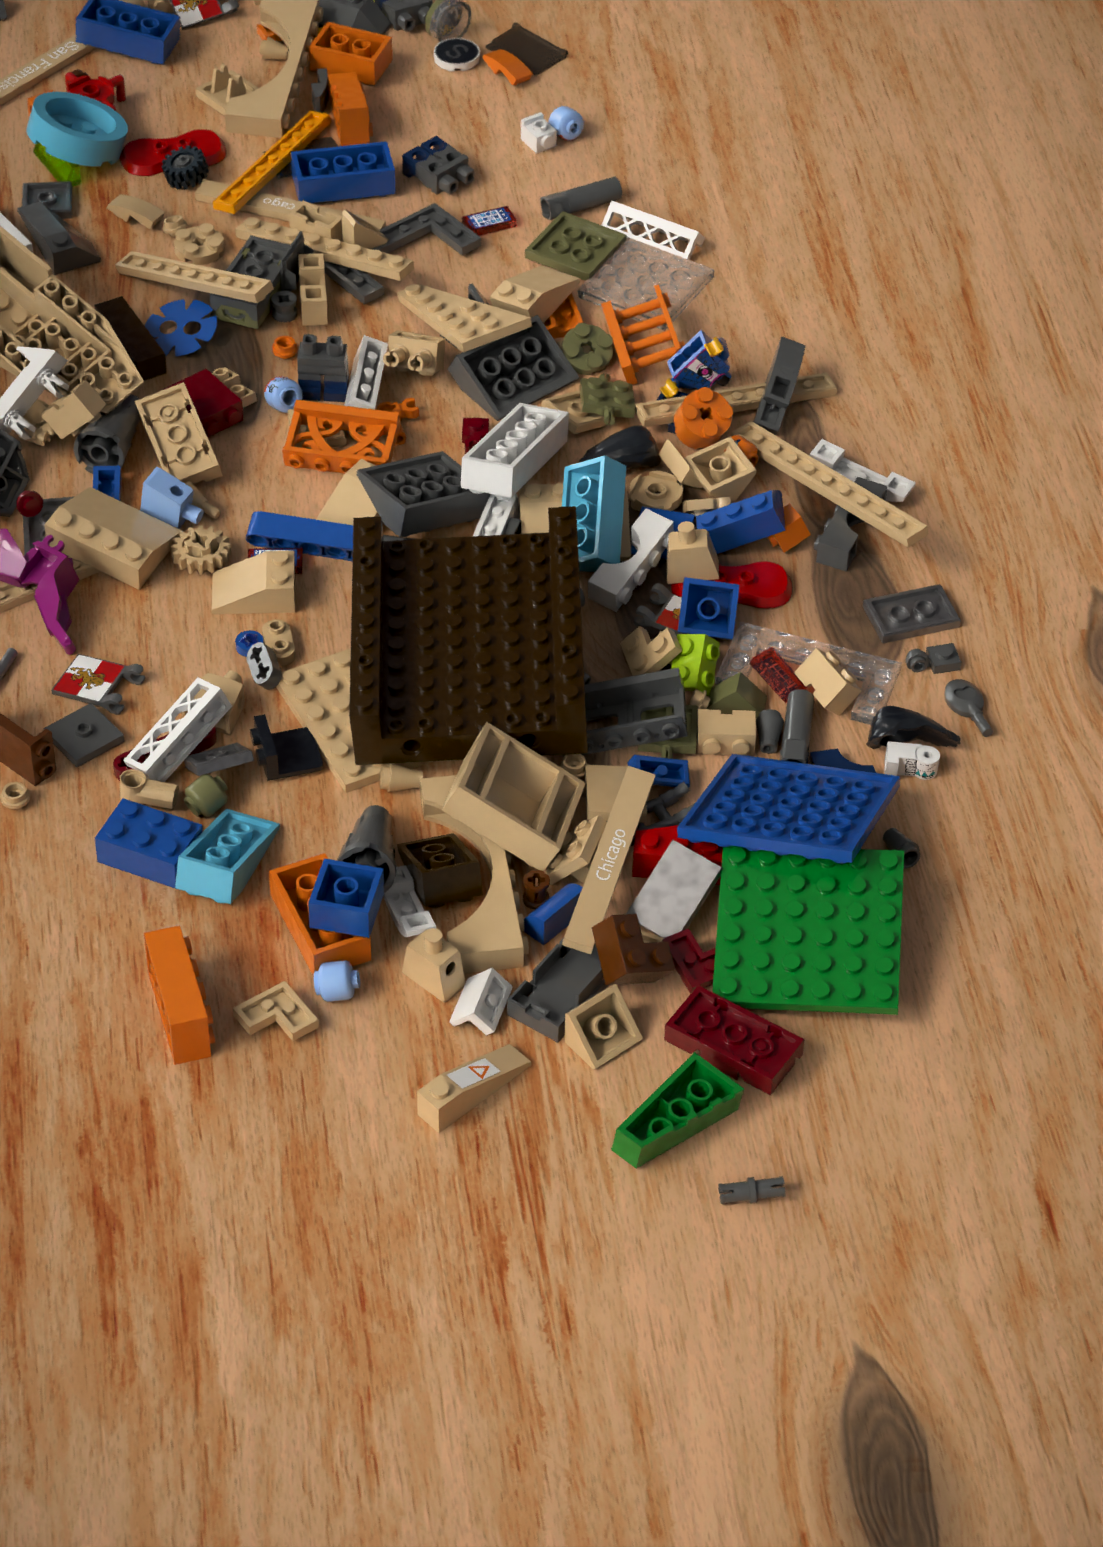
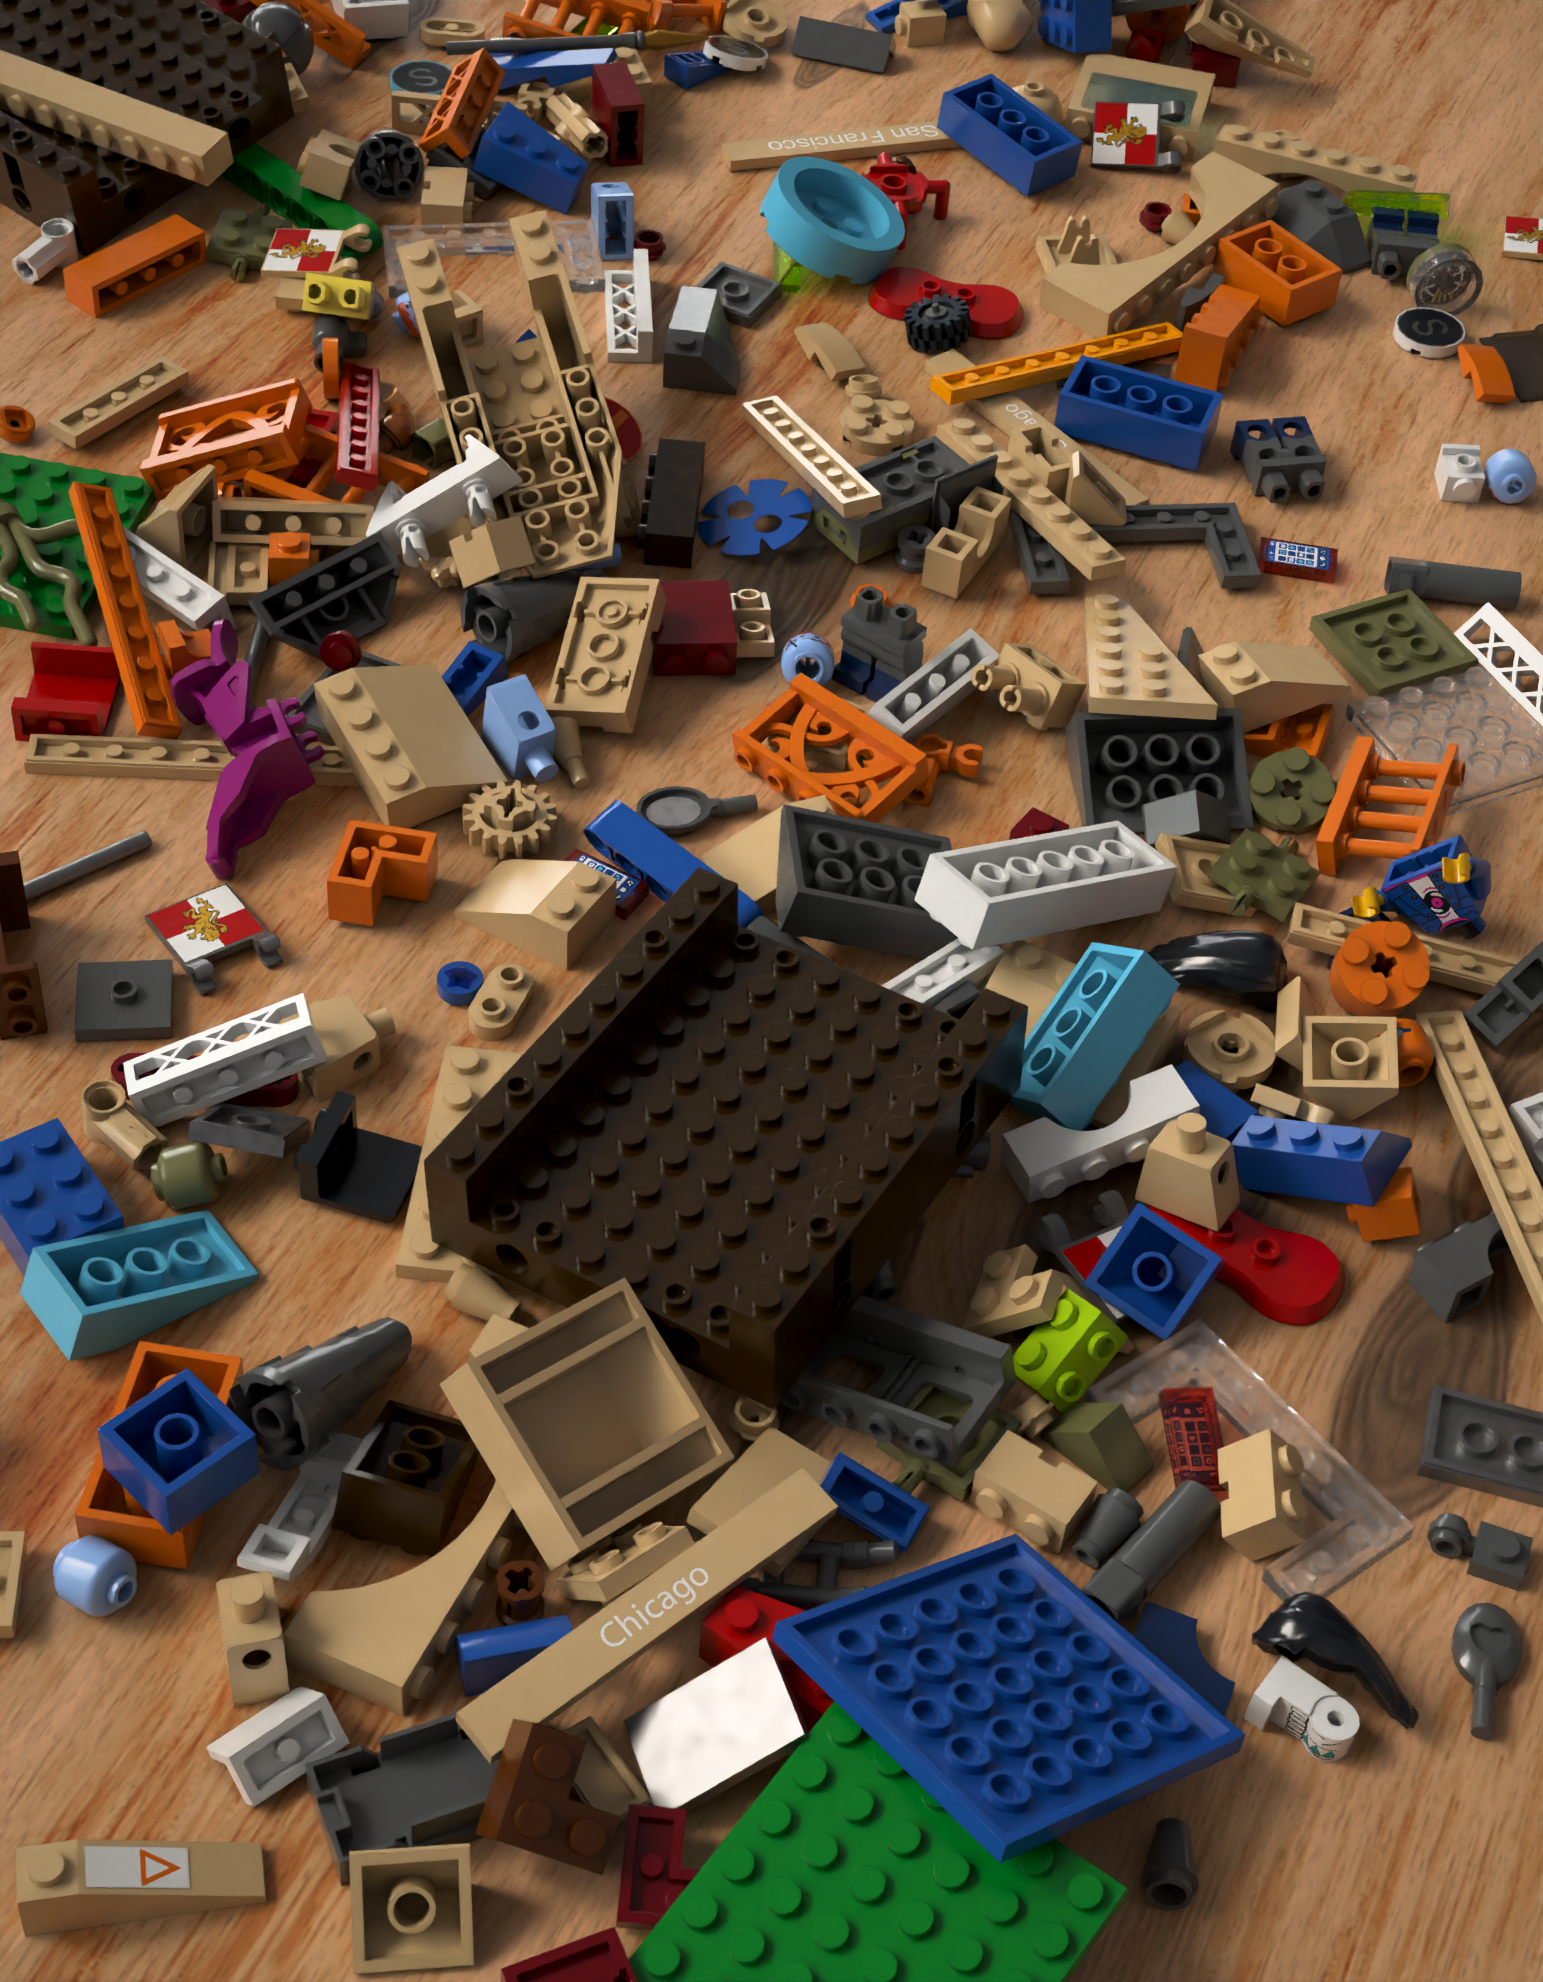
camera: 30 degrees right, 0 degrees up
(159, 603) = (377, 863): none -> orange brick
(249, 46) = (1154, 216): none -> dark red plate
(264, 665) = (443, 1025): dark grey beam -> none
(287, 500) = (686, 809): none -> dark grey piece
(544, 386) = (1187, 815): none -> slope

